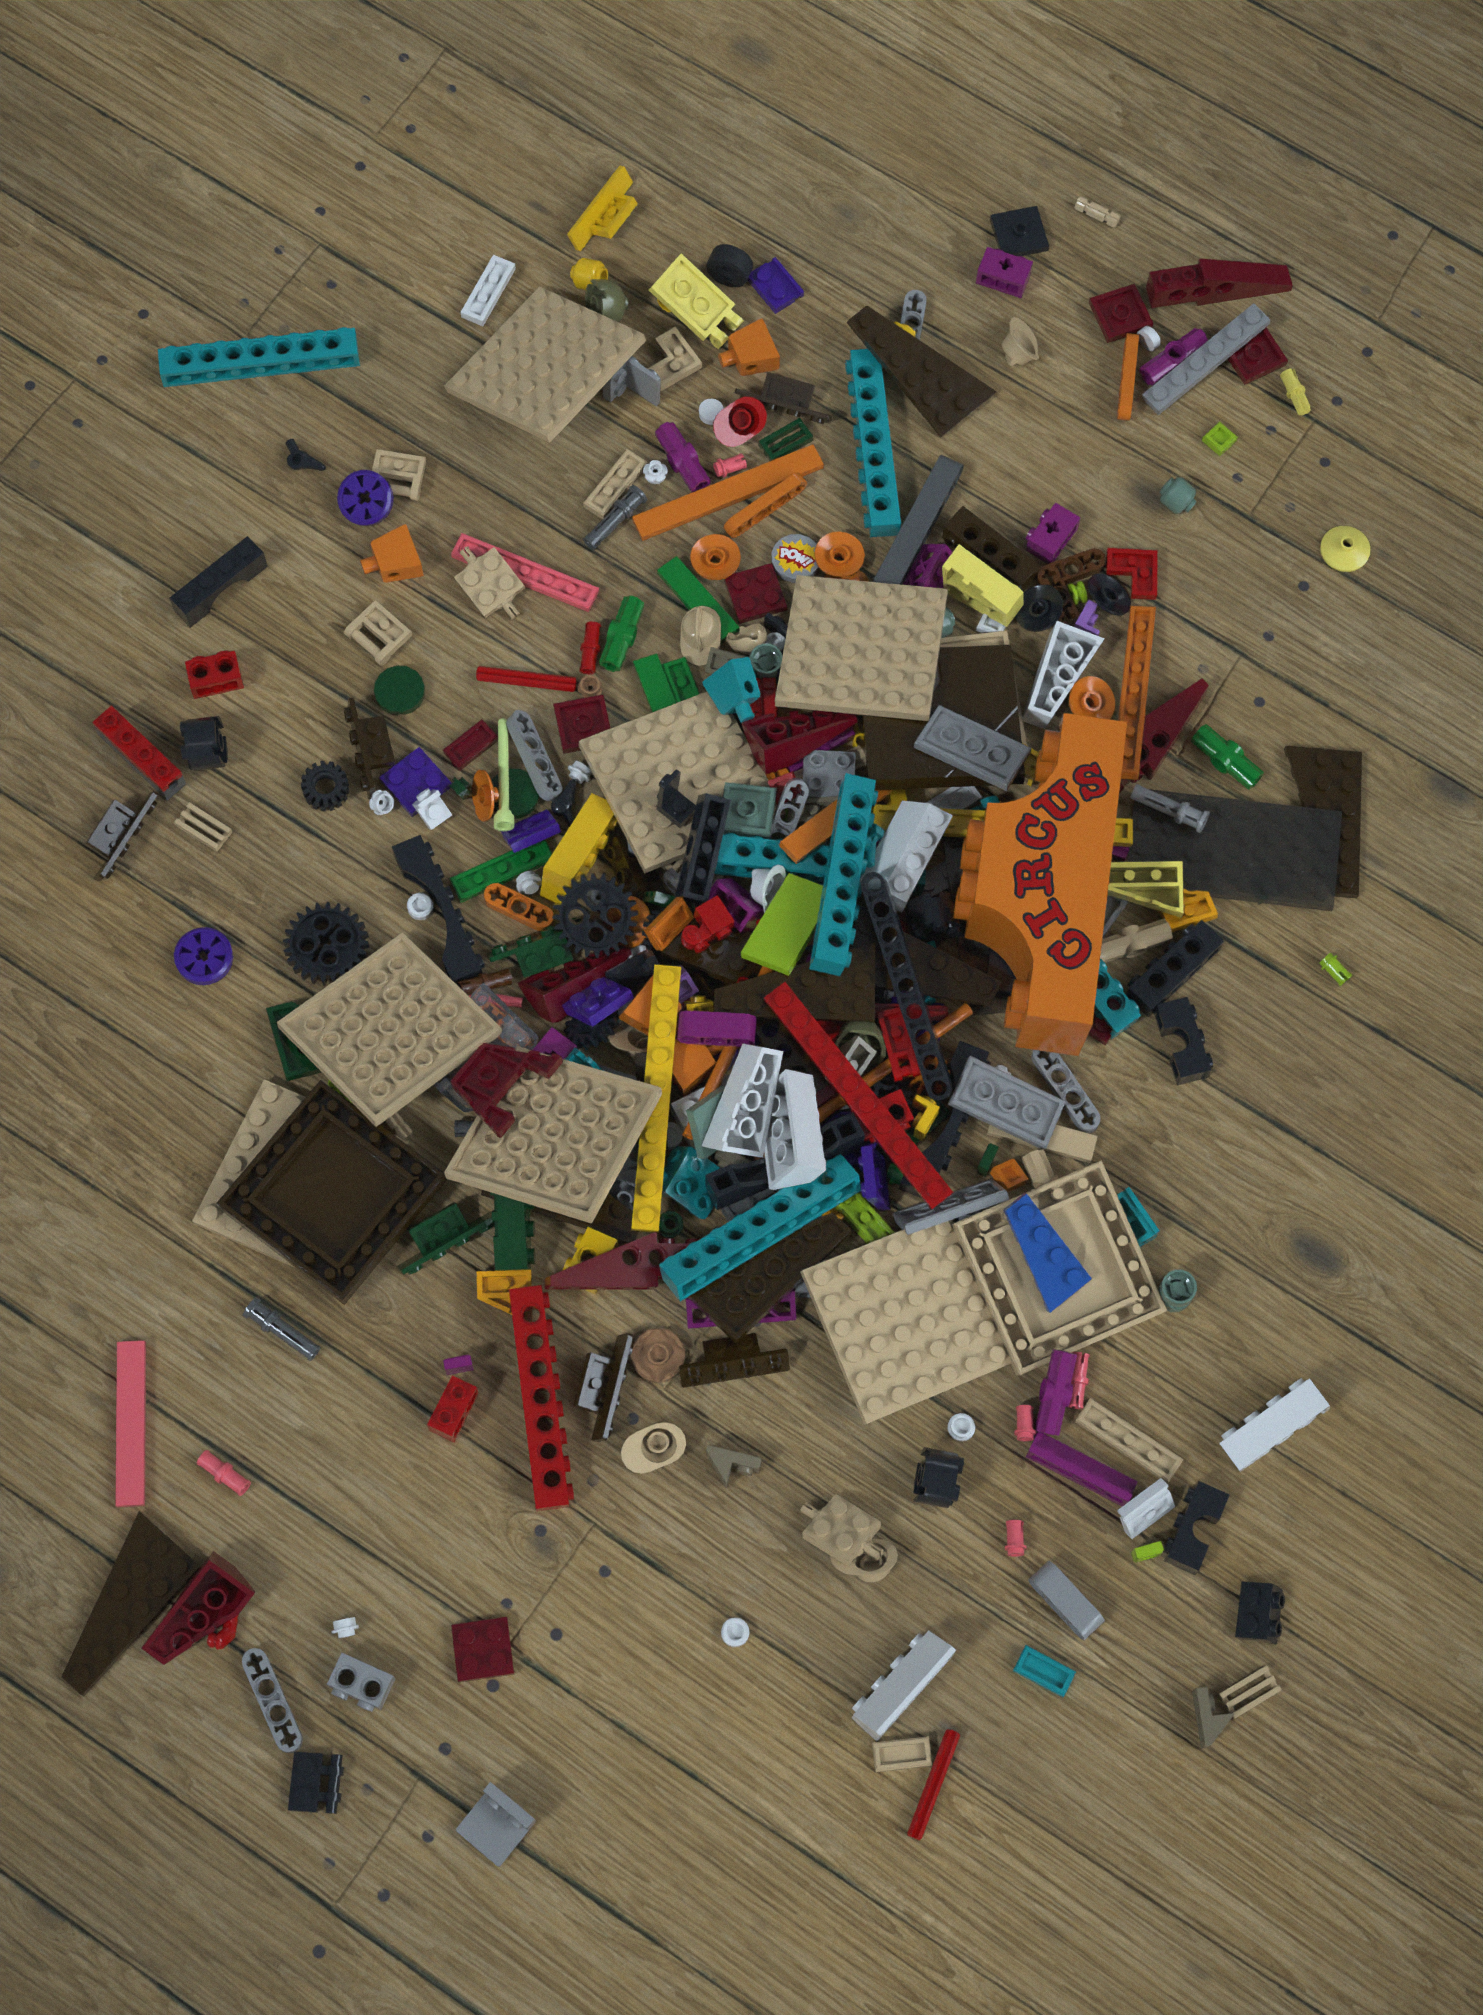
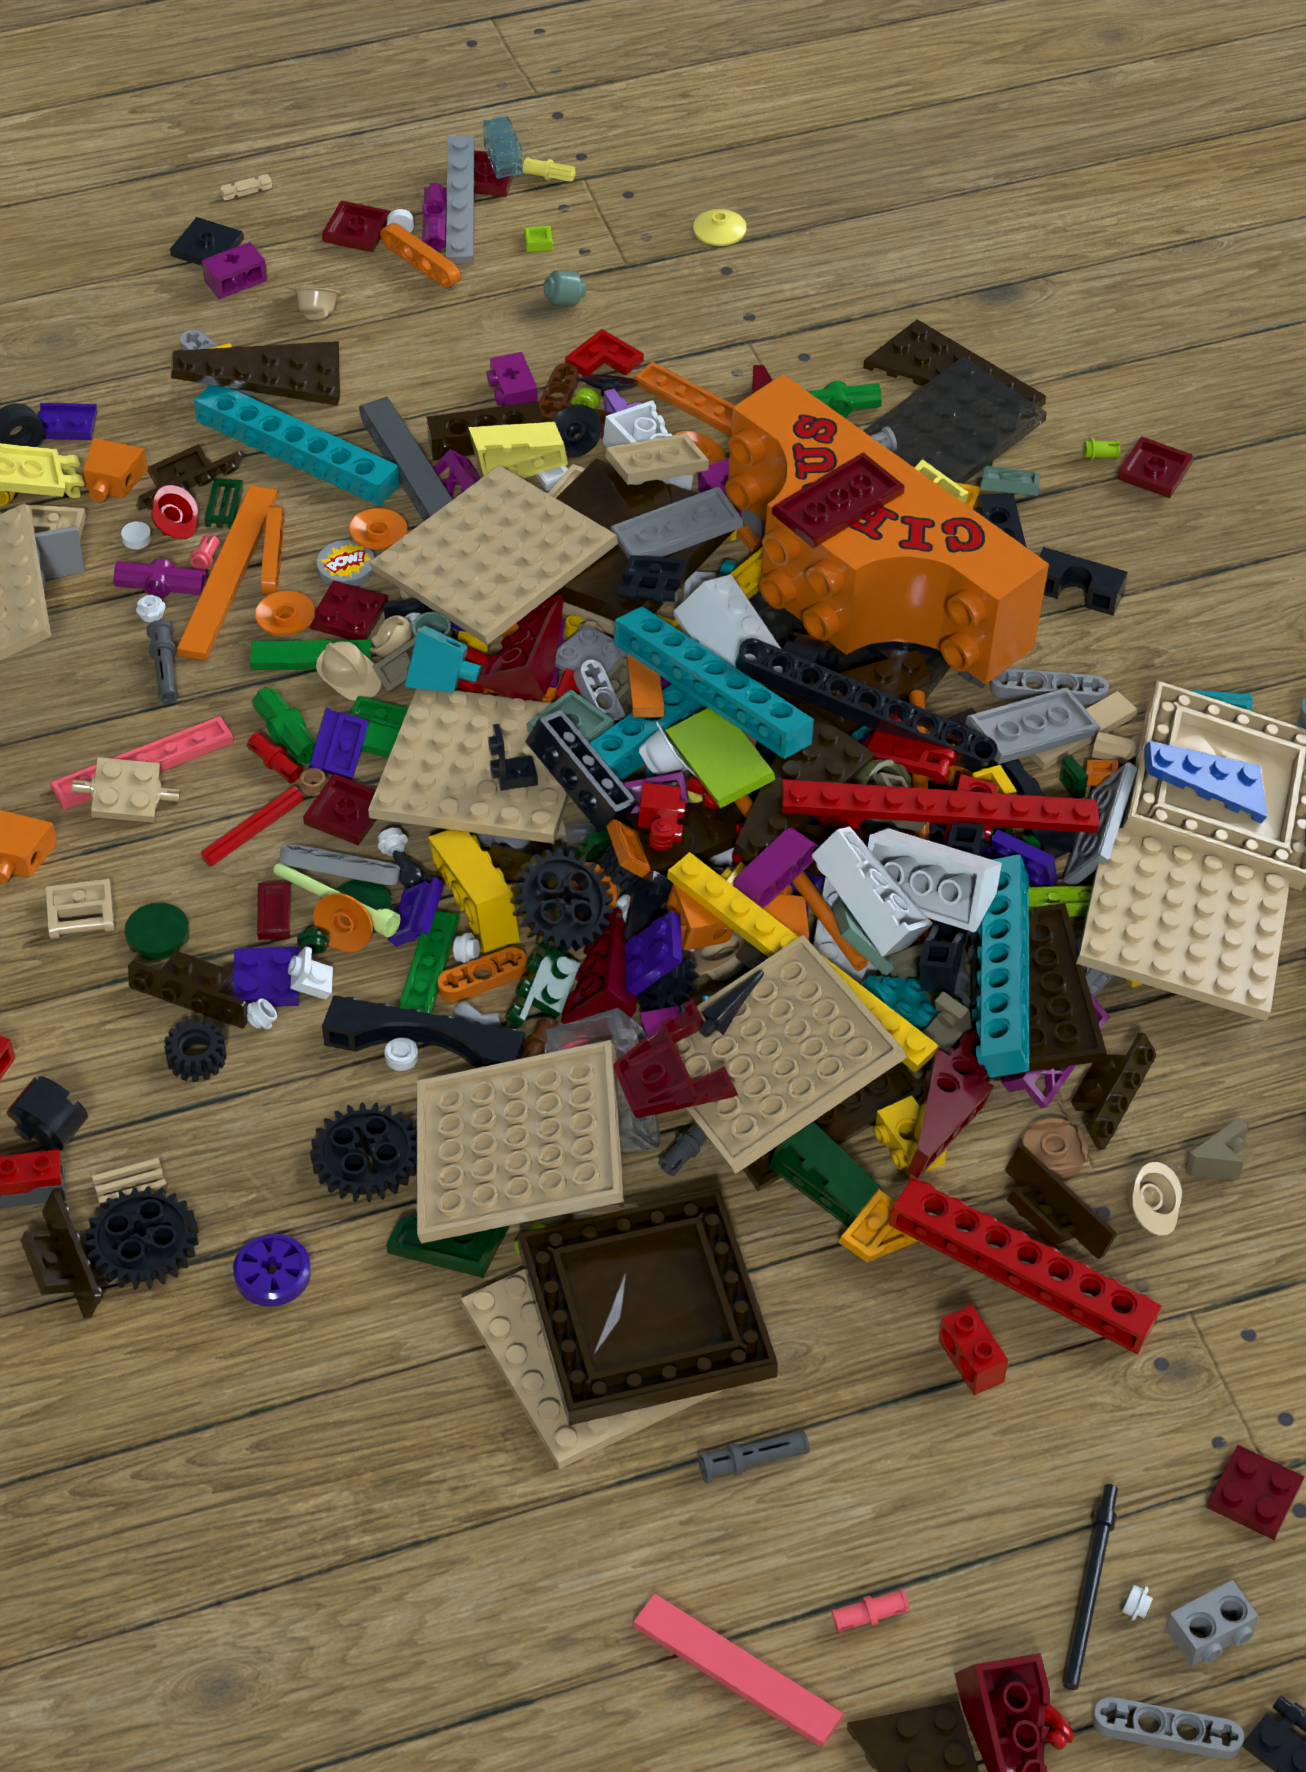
camera: 50 degrees left, 20 degrees down
(155, 885) = (141, 1237): none -> black gear
(391, 1569) = (1104, 1523): none -> black bar
(440, 1233) = (772, 1246): dark green bracket -> none
(458, 1364) = (927, 1317): magenta tile -> none
(477, 929) = (466, 1012): none -> light grey arm
(562, 1081) = (721, 1013): none -> black piece
(615, 484) = (129, 644): tan tile -> none
(626, 678) = (338, 743): none -> dark purple plate
(693, 1223) = (950, 1024): none -> dark tan slope
(910, 765) = (653, 571): none -> black plate
(1030, 845) = (838, 500): none -> dark red tile
(1033, 686) = (657, 459): none -> tan plate
(1216, 282) = (396, 155): dark red brick -> none
(1241, 929) = (1010, 480): none -> sand green tile
(1277, 347) = (502, 147): none -> clear light blue brick
(1349, 1018) = (1155, 467): none -> dark red plate

